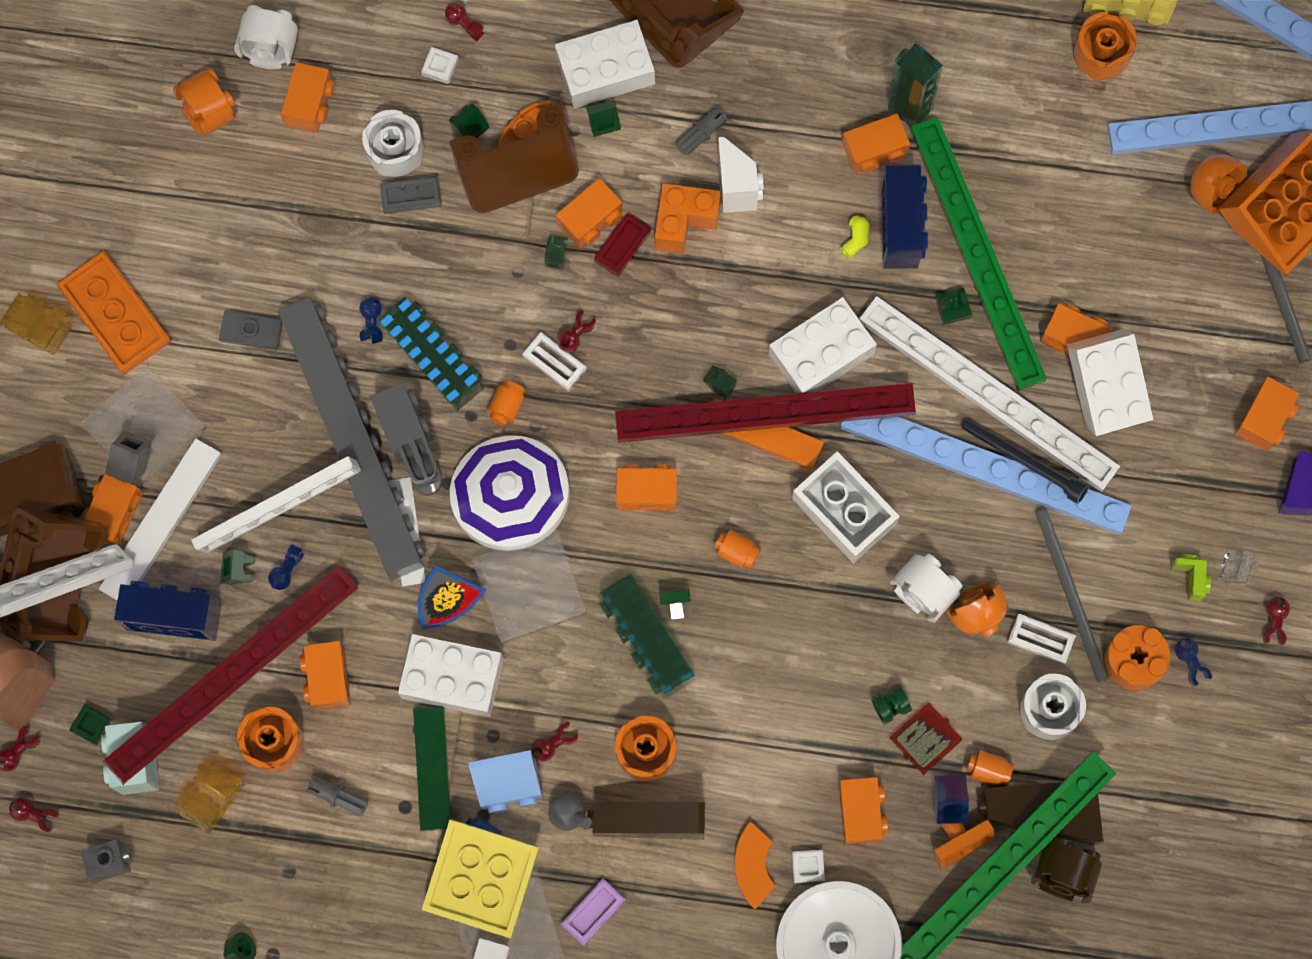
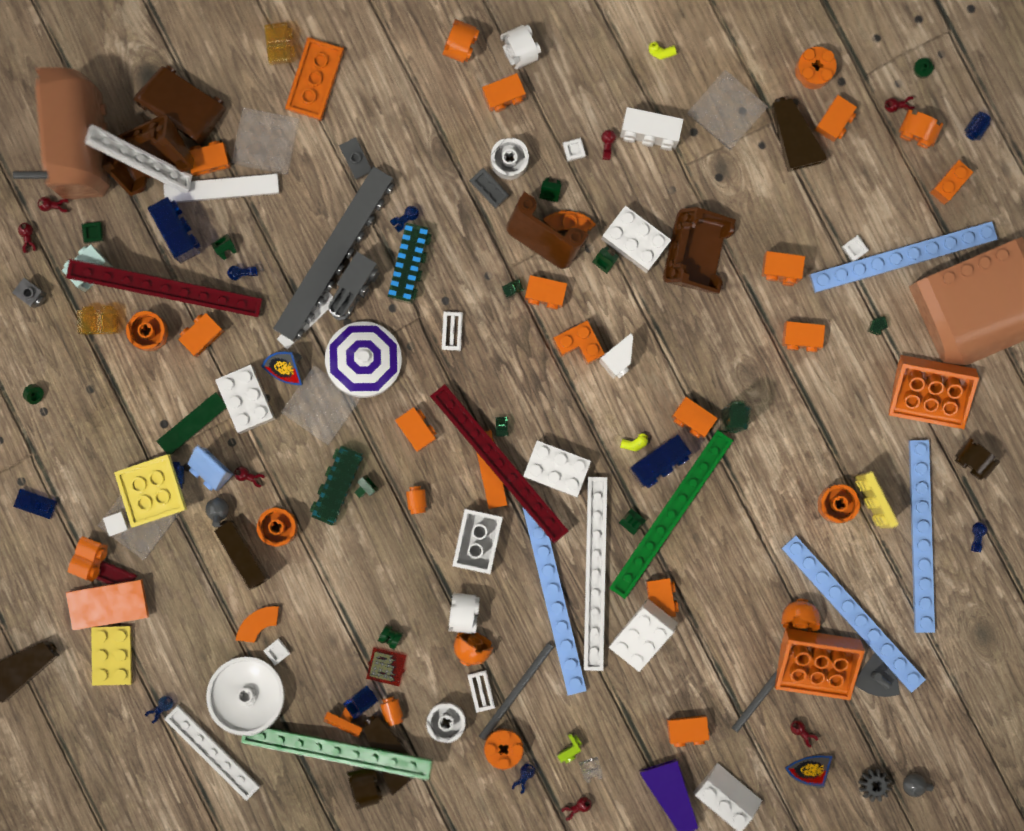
camera: 45 degrees right, 10 degrees up
(128, 457) = (238, 149): flat silver brick -> none
(276, 505) = (269, 244): white tile -> none
(337, 795) = (144, 385): dark grey axle -> none
(506, 403) = (410, 322): orange brick -> none
(569, 339) = (469, 331): dark red arm -> none
(593, 912) = (177, 558): lavender tile -> none
(622, 245) = (542, 321): dark red tile -> none
(701, 131) = (635, 318): dark grey axle -> none
(861, 811) = (323, 660): orange brick -> none
(1073, 488) = (571, 654): black piece -> none

